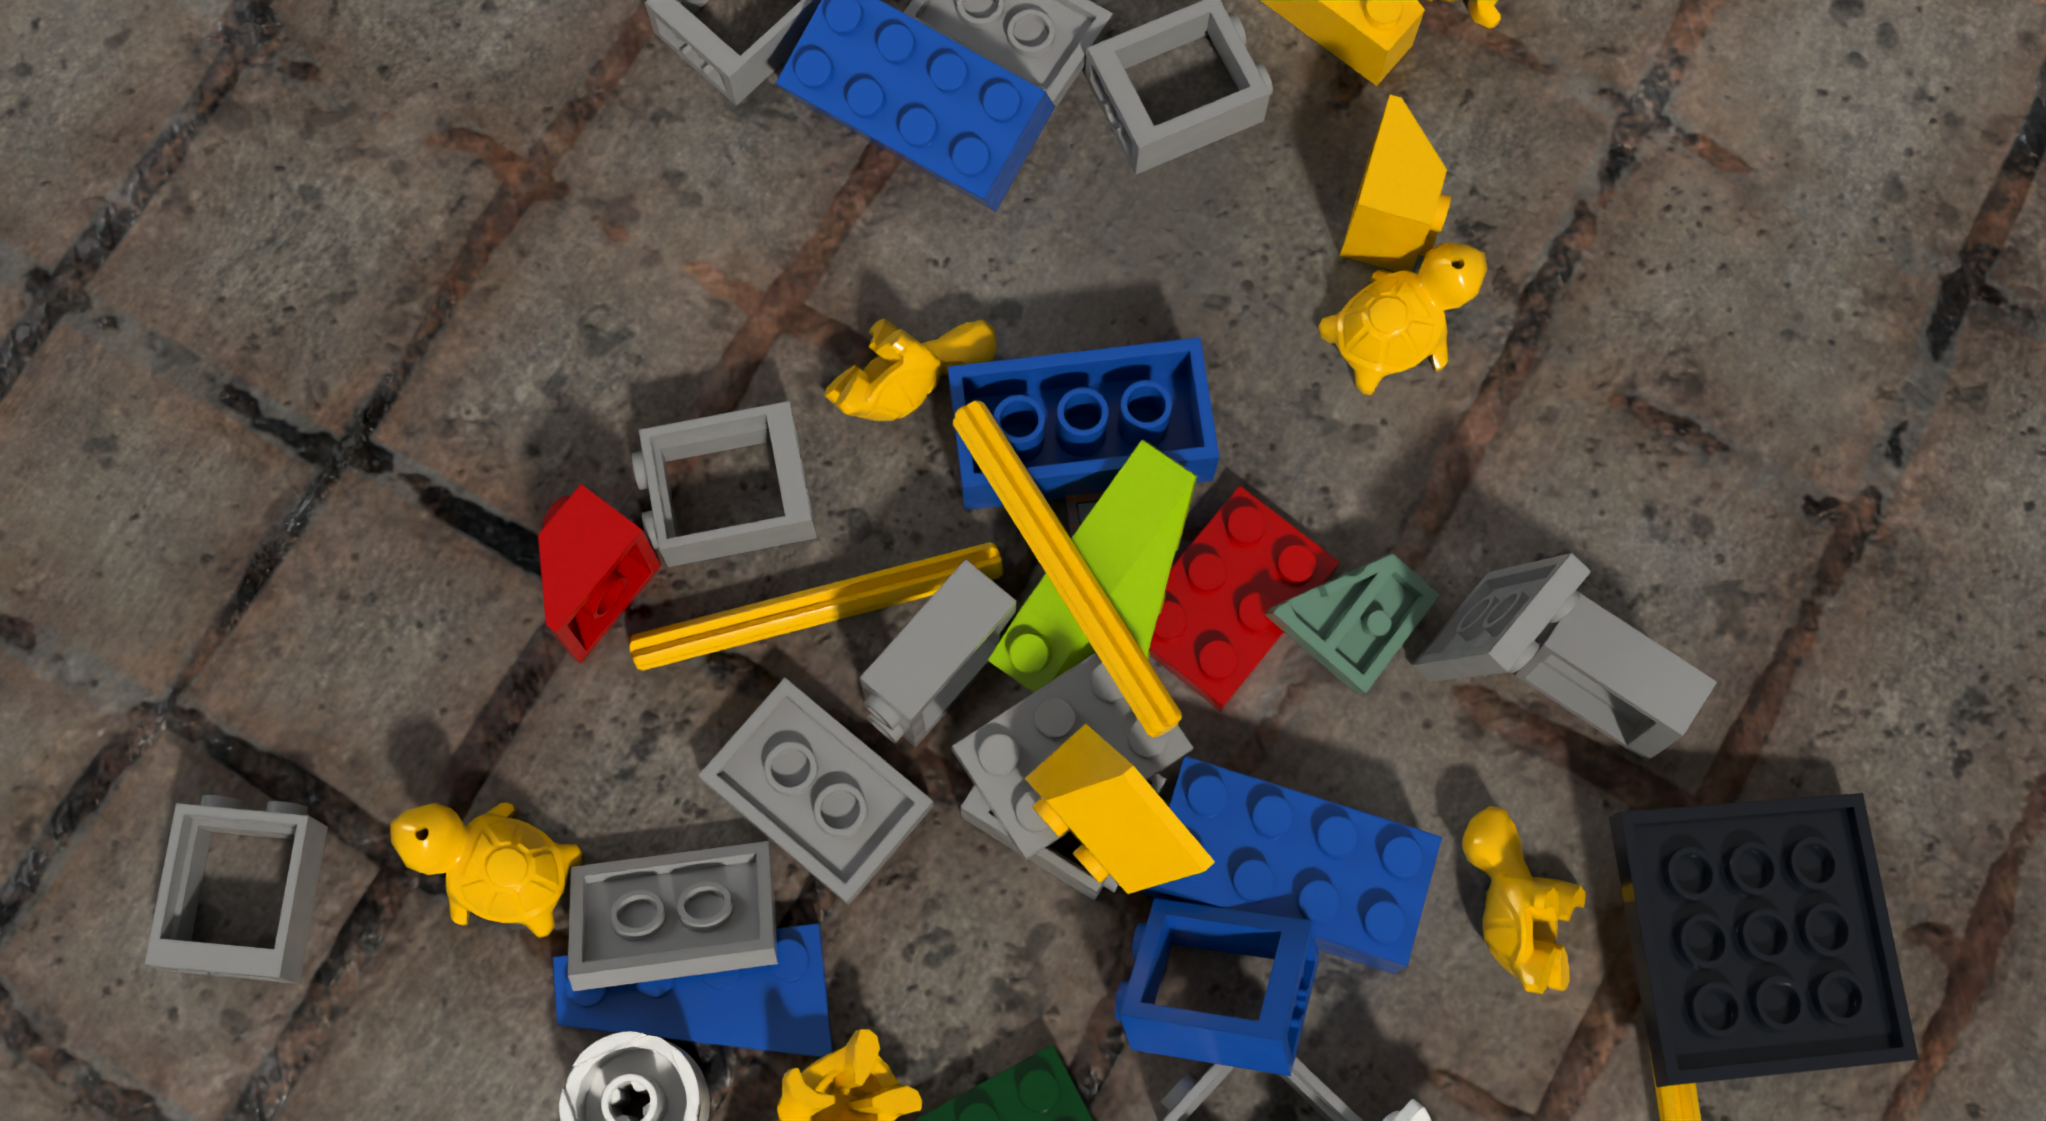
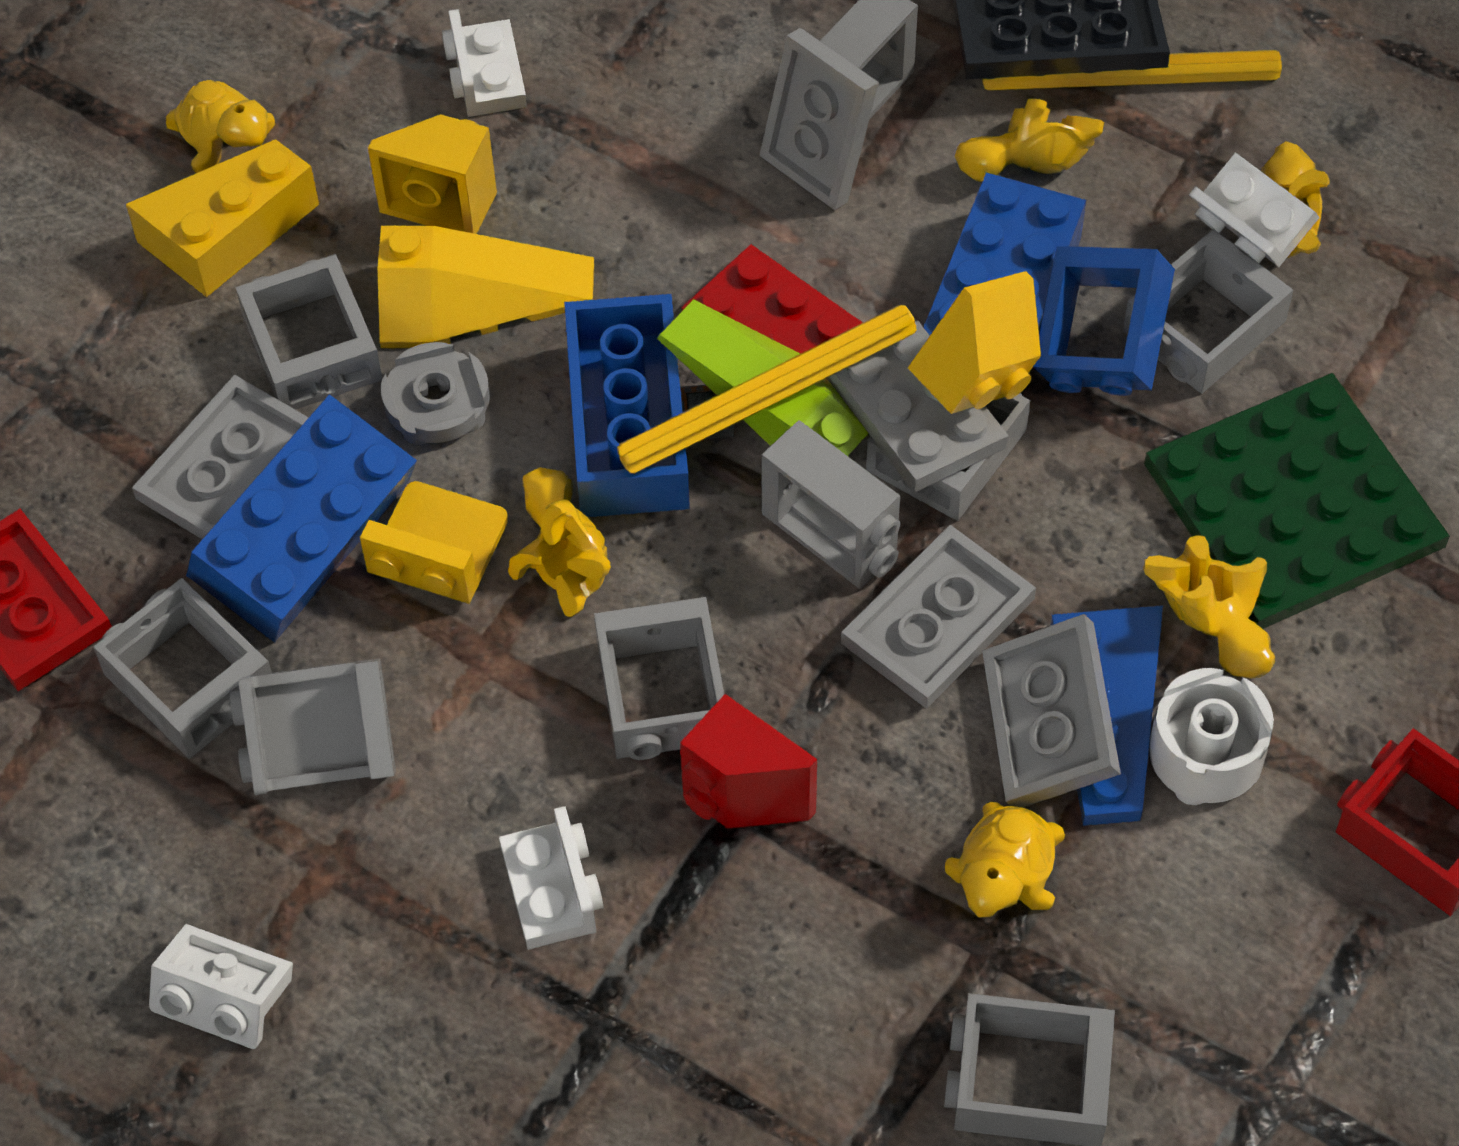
camera: 85 degrees left, 15 degrees down
(387, 81) = (217, 985): none -> white bracket
(492, 388) = (549, 881): none -> white bracket
(659, 132) = (314, 726): none -> light grey panel
(806, 608) = (772, 617): yellow axle -> none
(903, 239) = (435, 541): none -> yellow bracket
(1101, 258) = (439, 419): none -> light grey plate
(1253, 235) = (460, 282): none -> yellow wedge
(1357, 618) = (800, 231): sand green wing -> none
(1403, 316) = (540, 185): yellow animal -> none
(1591, 241) = (487, 66): none -> white bracket

